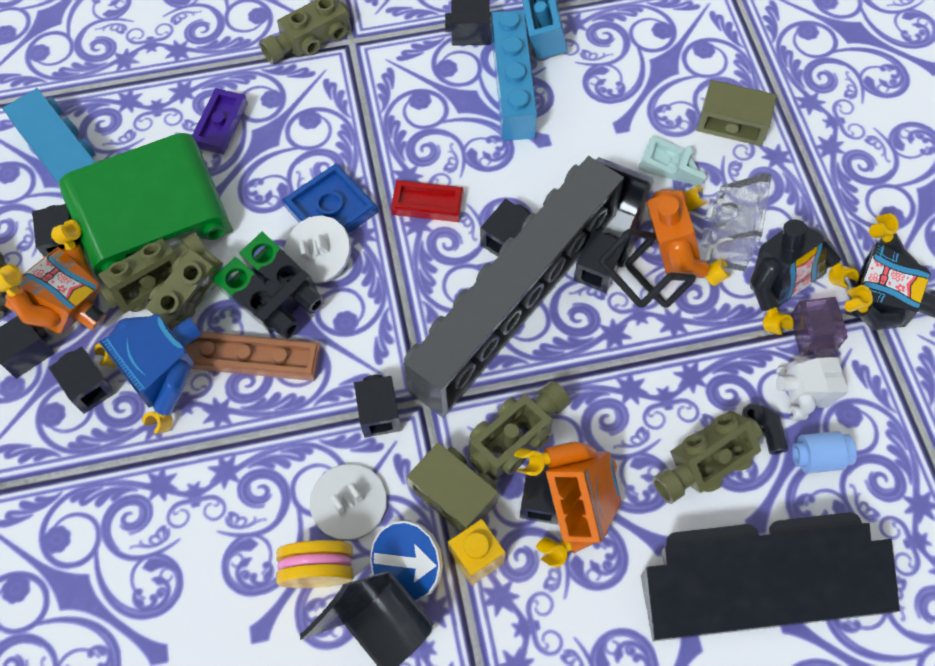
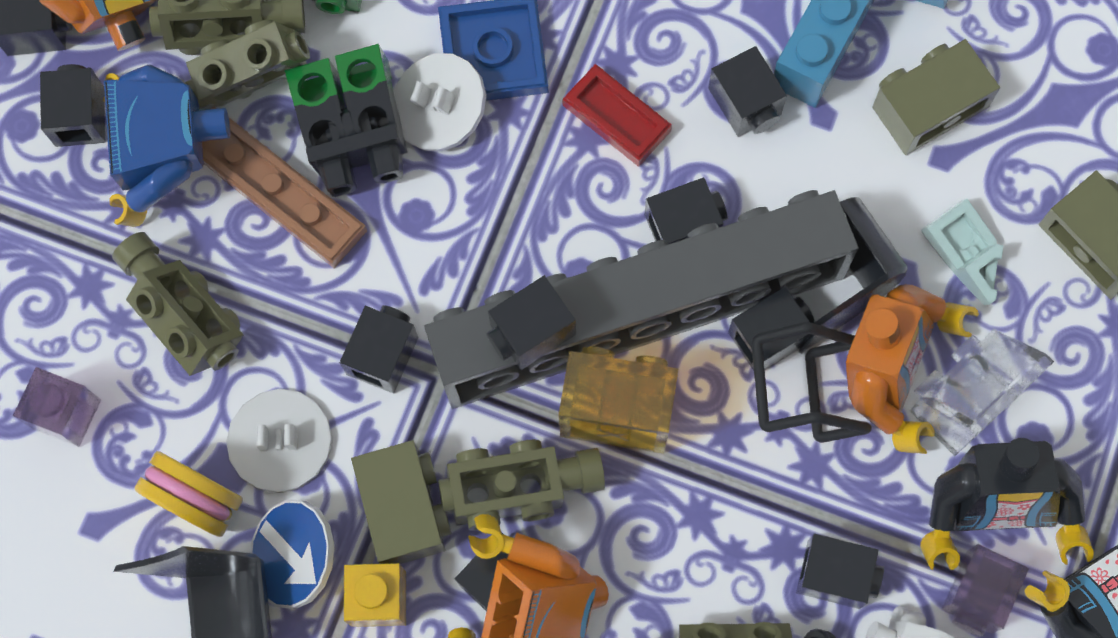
camera: 35 degrees right, 10 degrees up
(188, 567) = (57, 407): none -> clear purple brick
(239, 465) = (178, 307): none -> olive brick
(471, 318) = (530, 323): none -> black brick
(494, 146) = (747, 92): none -> black brick
(545, 345) = (617, 400): none -> clear yellow brick
(596, 94) = (935, 95): none -> olive brick
(734, 366) = (840, 572): none -> black brick

